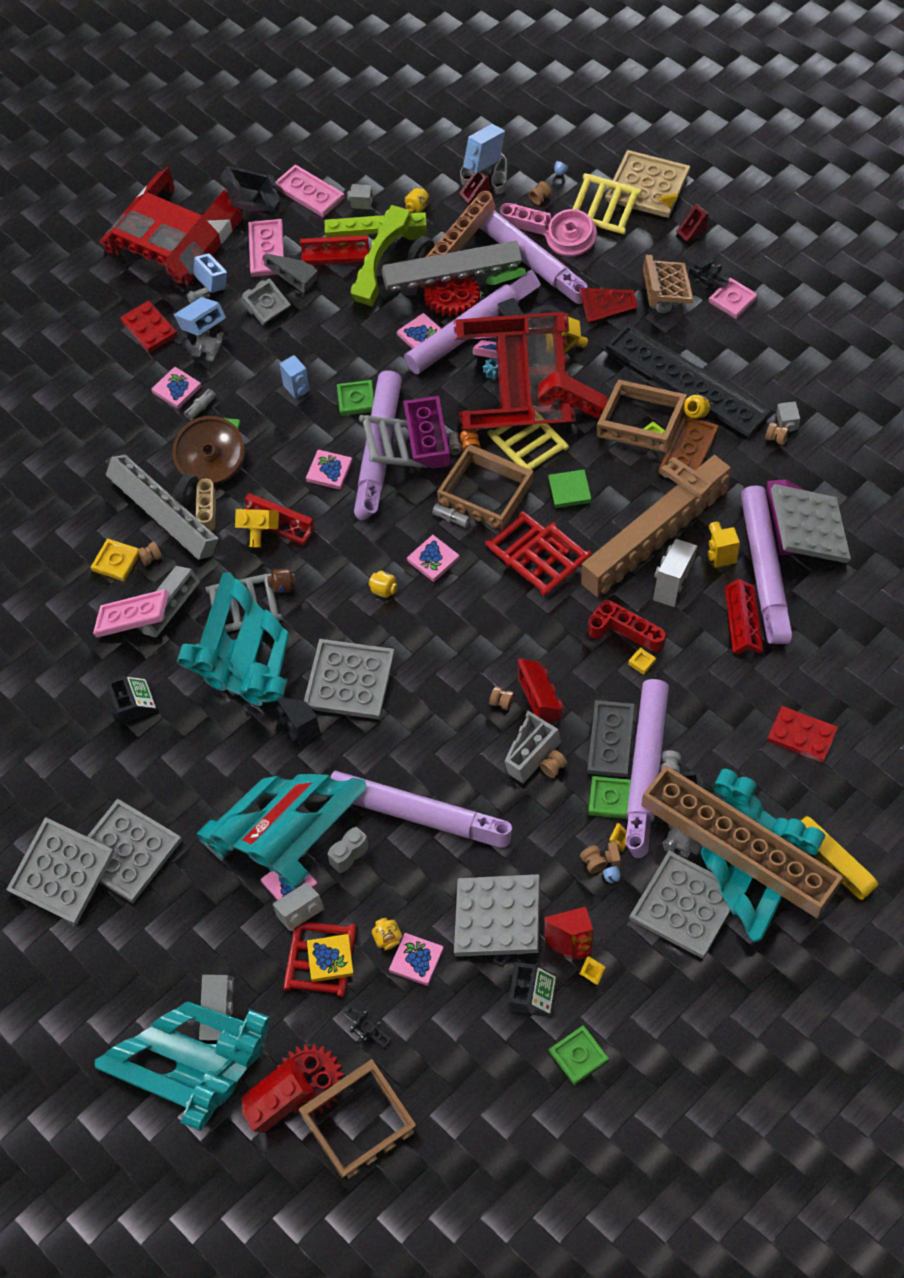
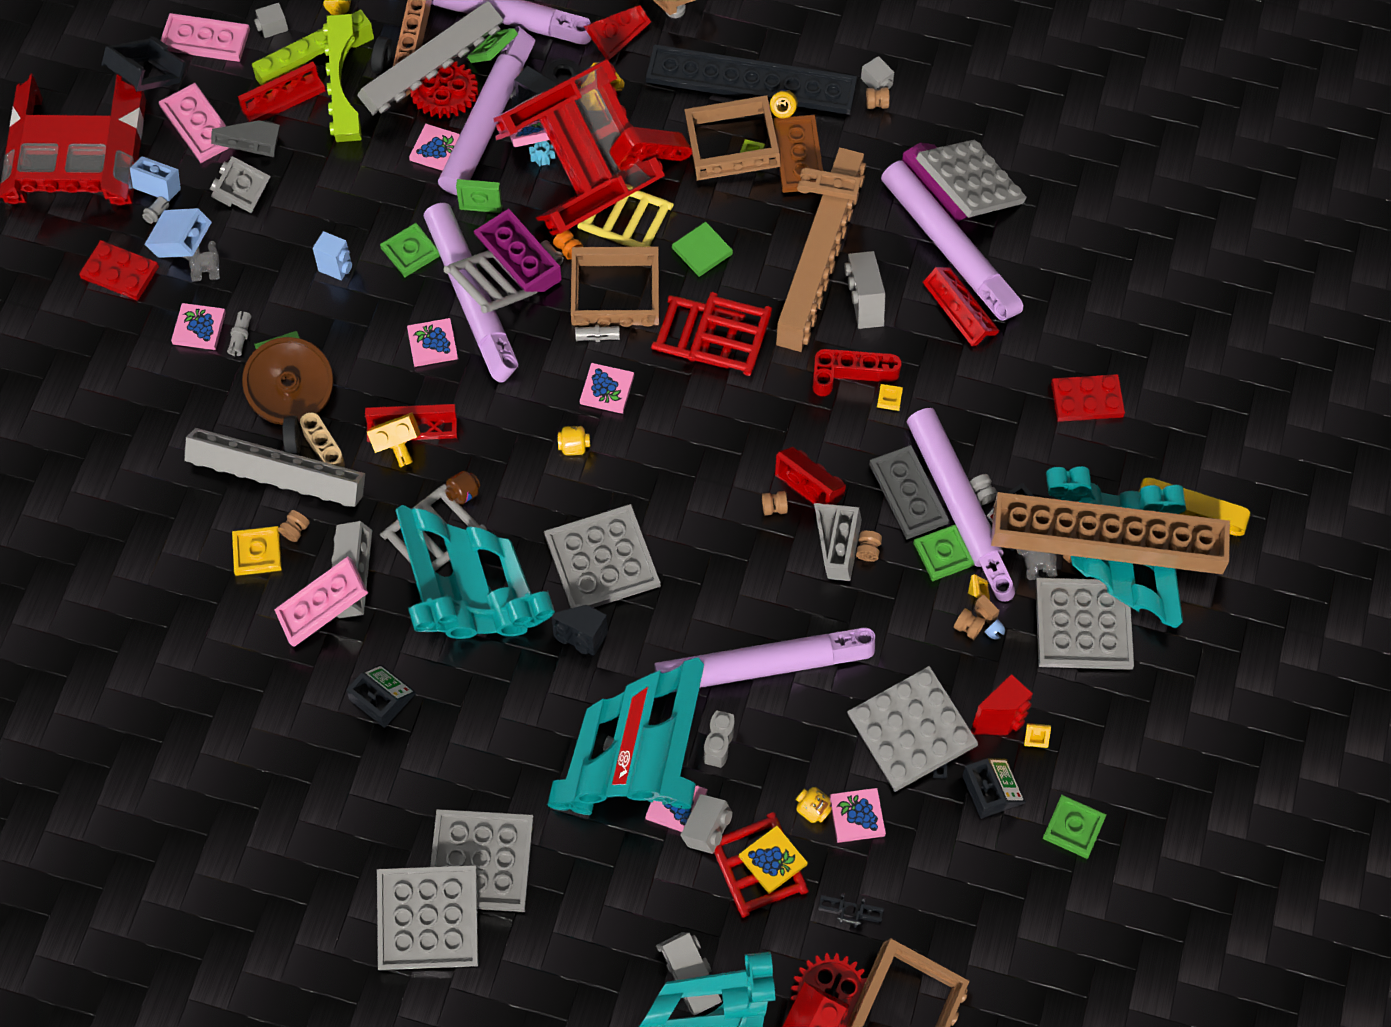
camera: 35 degrees left, 5 degrees up
(425, 378) = (479, 196): none -> bright green tile
(723, 545) = (901, 239): yellow brick -> none

